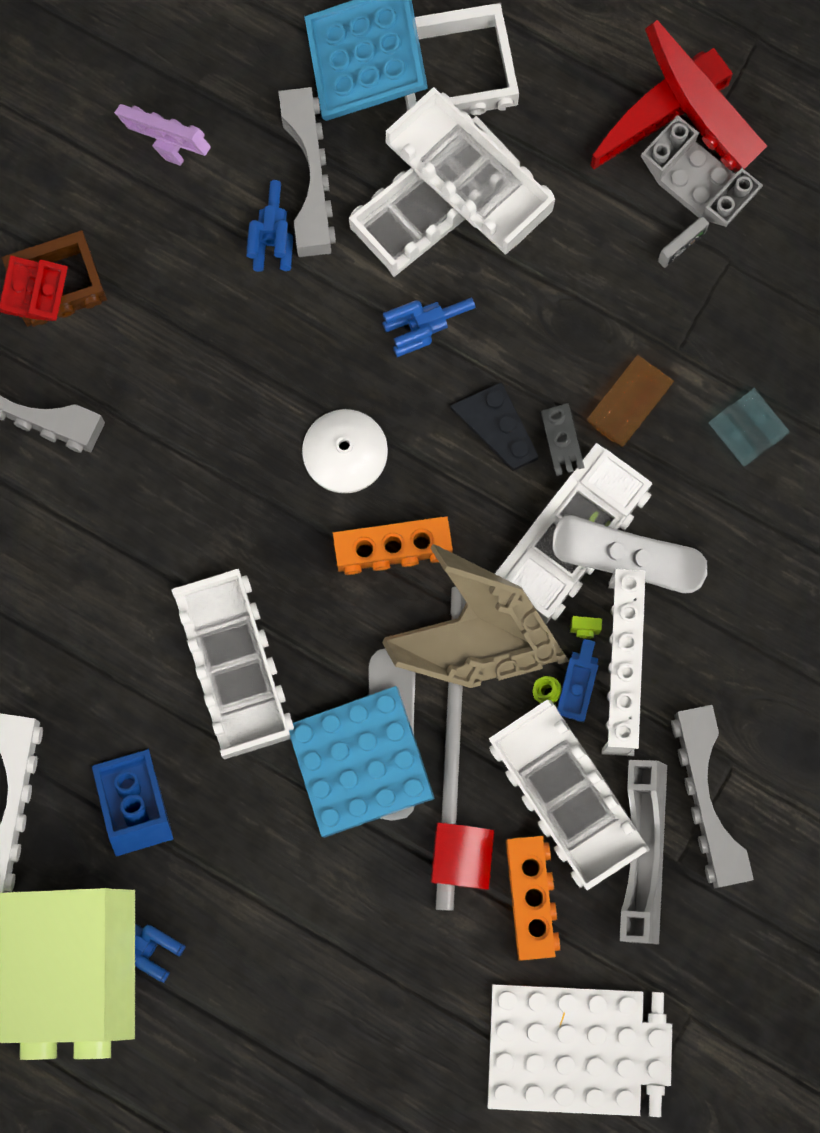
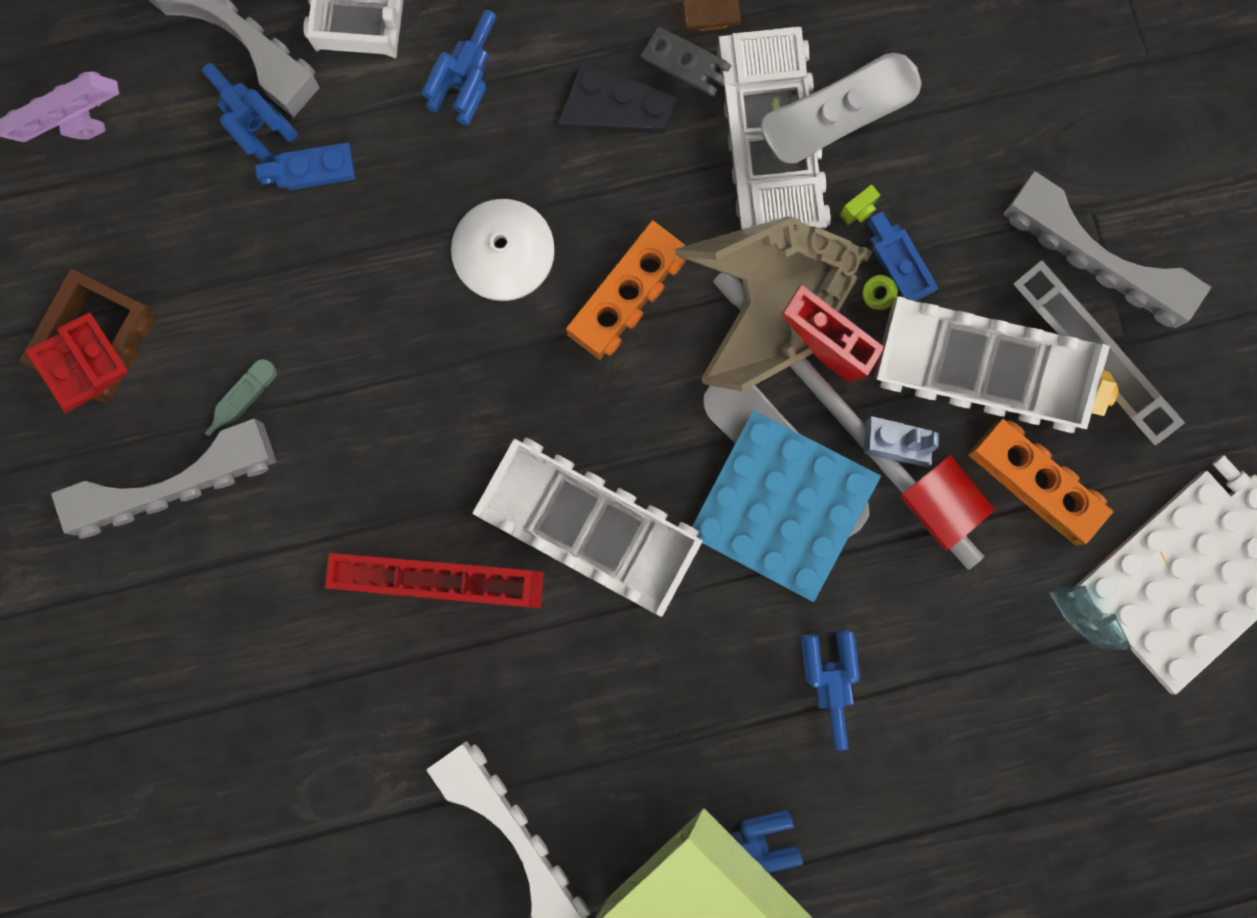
camera: 45 degrees left, 5 degrees up
(109, 394) = (243, 394): none -> sand green piece
(113, 609) = (435, 580): none -> red slope
(132, 803) = (619, 732): blue slope -> none
(278, 296) = (309, 167): none -> blue hinge
(286, 893) = (833, 679): none -> blue plant
(468, 791) = (899, 442): none -> sand blue plate
(476, 1016) = (1098, 628): none -> clear light blue slope
(485, 684) = (831, 336): none -> red slope
(620, 878) = (1106, 393): none -> yellow plate
(625, 662) = (935, 194): white window -> none

